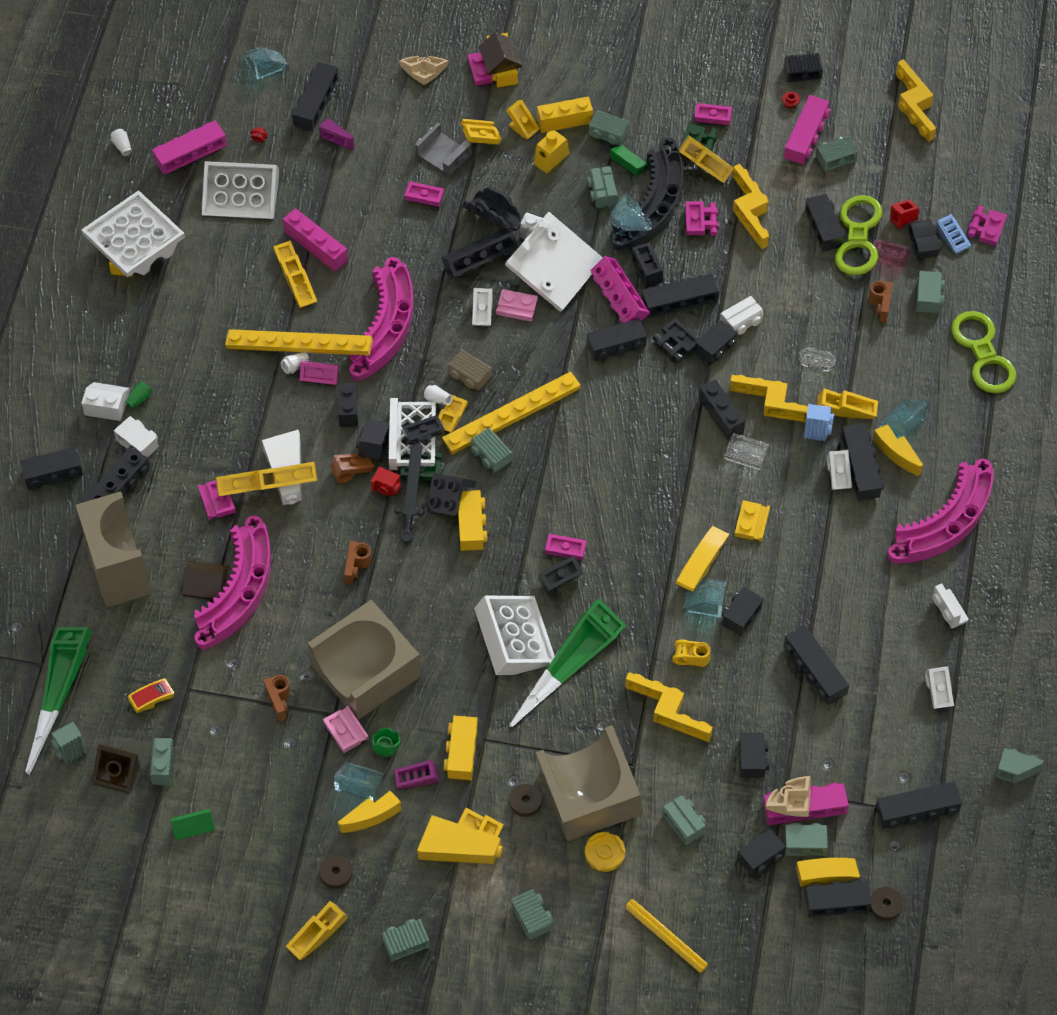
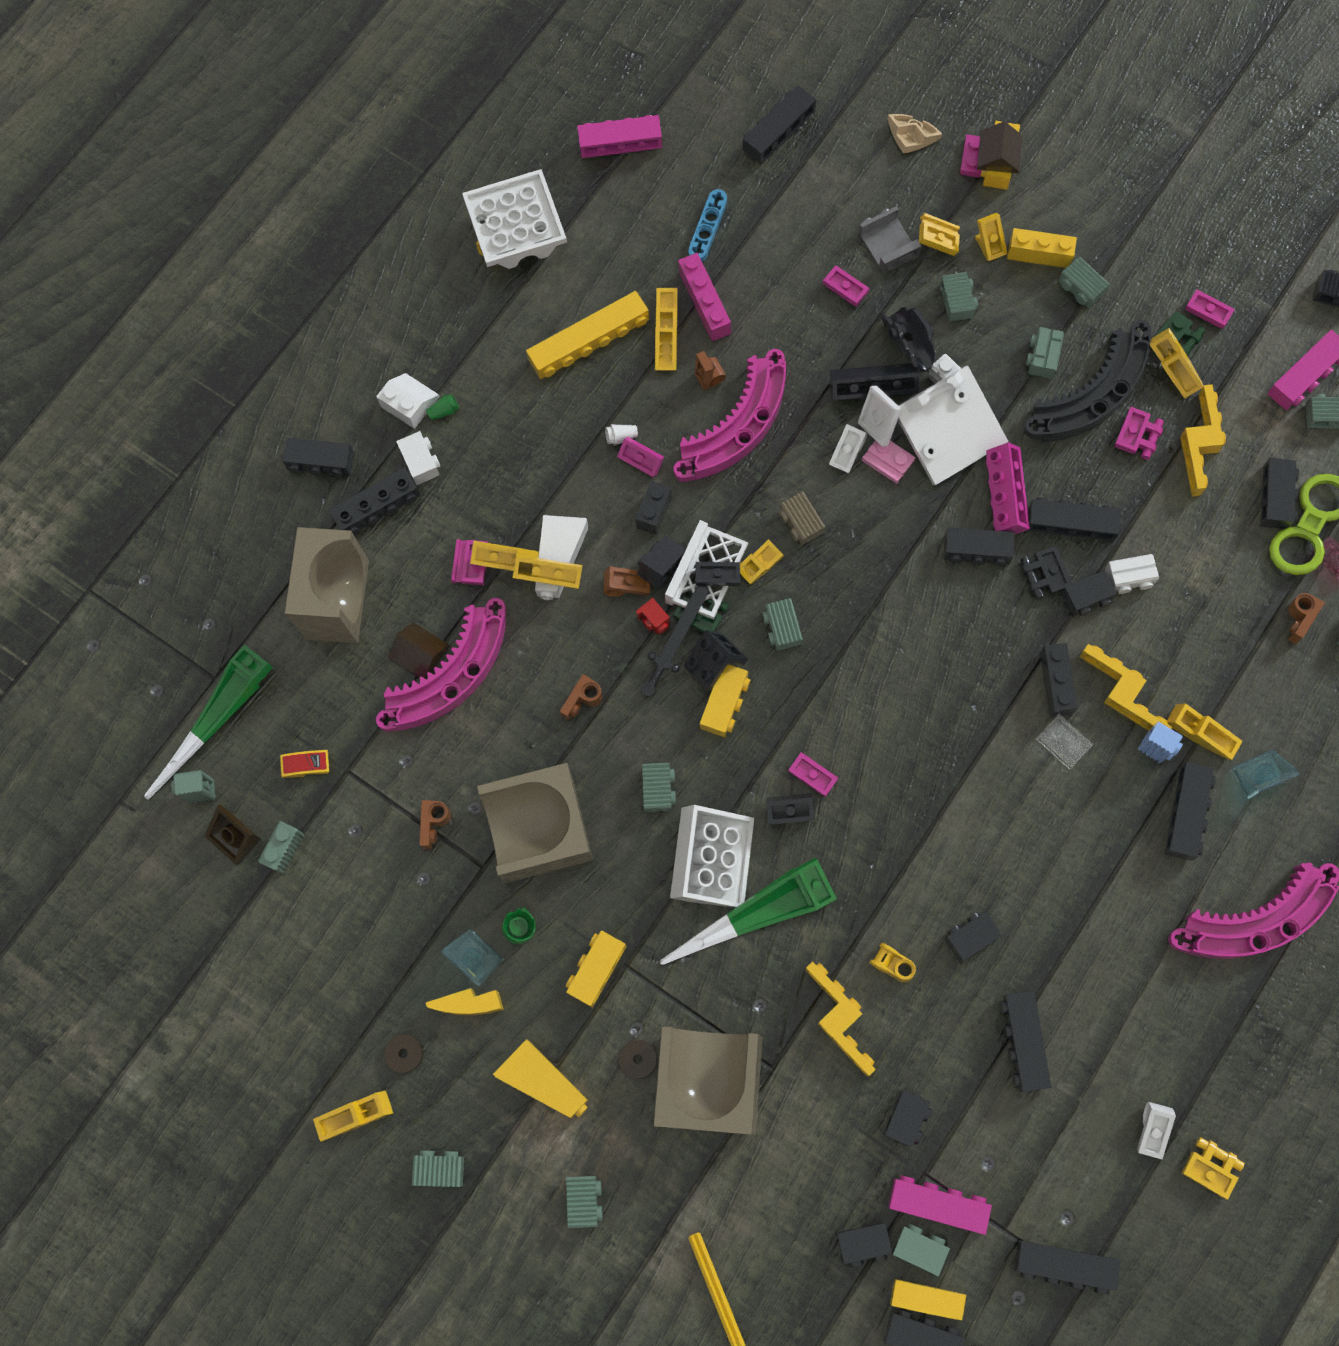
camera: 30 degrees right, 15 degrees up
(121, 141) = (553, 101): white cone -> none
(192, 824) = (281, 933): green slope -> none
(233, 300) = (588, 335): none -> yellow brick
(240, 190) = (651, 207): white slope -> none
(258, 134) = (700, 147): red plate -> none
(264, 61) = (745, 62): clear light blue slope -> none
(291, 189) = (709, 226): none -> dark azure beam
(299, 342) = (634, 414): yellow plate -> none
(335, 134) = (780, 176): magenta slope -> none
(343, 291) = (708, 371): none -> dark orange plate
(345, 729) = (484, 892): bright pink plate -> none
(415, 768) = (554, 982): magenta slope -> none
(438, 395) = (752, 533): white cone -> none
(448, 602) = (657, 787): none -> sand green brick
(484, 824) = (575, 1067): yellow slope -> none
(496, 273) = (879, 416): none -> white tile
(512, 411) = (827, 586): yellow plate -> none
(516, 171) = (958, 296): none -> sand green brick
(551, 151) = (1009, 287): yellow torso -> none
(605, 851) = (695, 1159): yellow tile -> none
(628, 160) = (1089, 329): green slope -> none
(629, 216) = (1057, 403): clear light blue slope -> none
(647, 265) = (1052, 469): black brick -> none
(684, 820) = (796, 1164): sand green brick -> none
(702, 558) = (956, 854): yellow slope -> none
(706, 598) = (941, 901): clear light blue slope -> none
(752, 521) = (1033, 828): yellow plate -> none
(790, 100) = (1306, 329): red plate -> none
(792, 798) = (925, 1199): tan brick -> none
(817, 358) = (1195, 659): clear plate -> none
(839, 469) = (1160, 809): white plate -> none
(897, 450) = (1237, 812): yellow slope -> none
(949, 606) = (1212, 1034): white bracket -> none
(991, 701) = (1210, 1175): none -> yellow plate
(1017, 766) = (1200, 1268): sand green slope -> none

